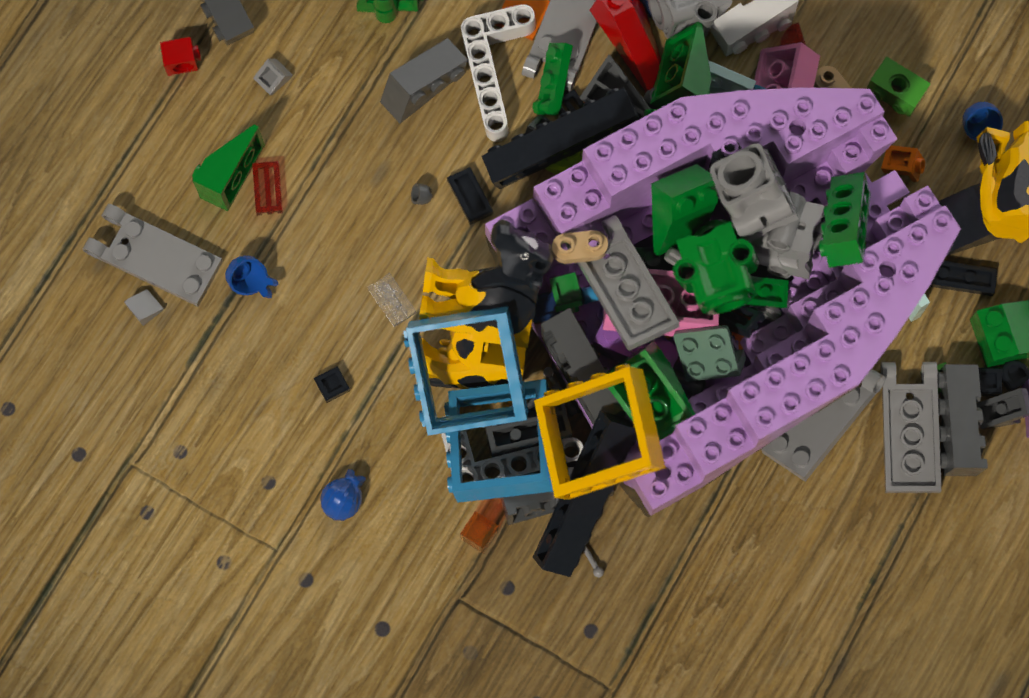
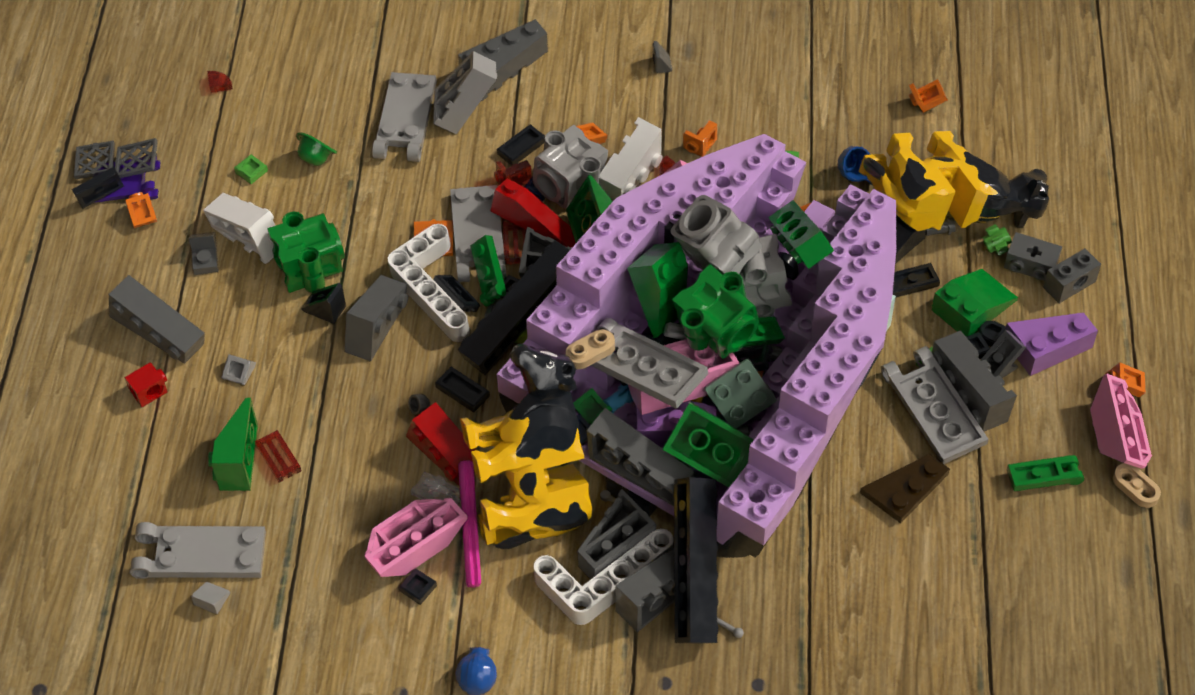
camera: 25 degrees left, 20 degrees down
(249, 276) = (297, 528): blue piece -> none
(345, 335) = (413, 536): none -> bright pink wedge
(384, 42) = (326, 303): none -> black slope
(400, 359) = (470, 527): none -> dark pink axle
(418, 244) = (440, 440): none -> red wedge
(423, 391) = (580, 471): dark azure window -> none
(479, 532) = (616, 644): clear orange brick -> none
(501, 486) = (620, 581): dark azure window -> none
(512, 91) = (457, 292): none -> black tile
(582, 69) = (512, 227): none -> clear red tile
(644, 424) = (716, 514): yellow window -> none
(810, 441) = (857, 440): light grey hinge -> none
(836, 499) = (906, 487): none -> dark brown wing
(845, 21) = (702, 141): none -> orange bracket
(977, 550) = (1045, 473): none -> green plate

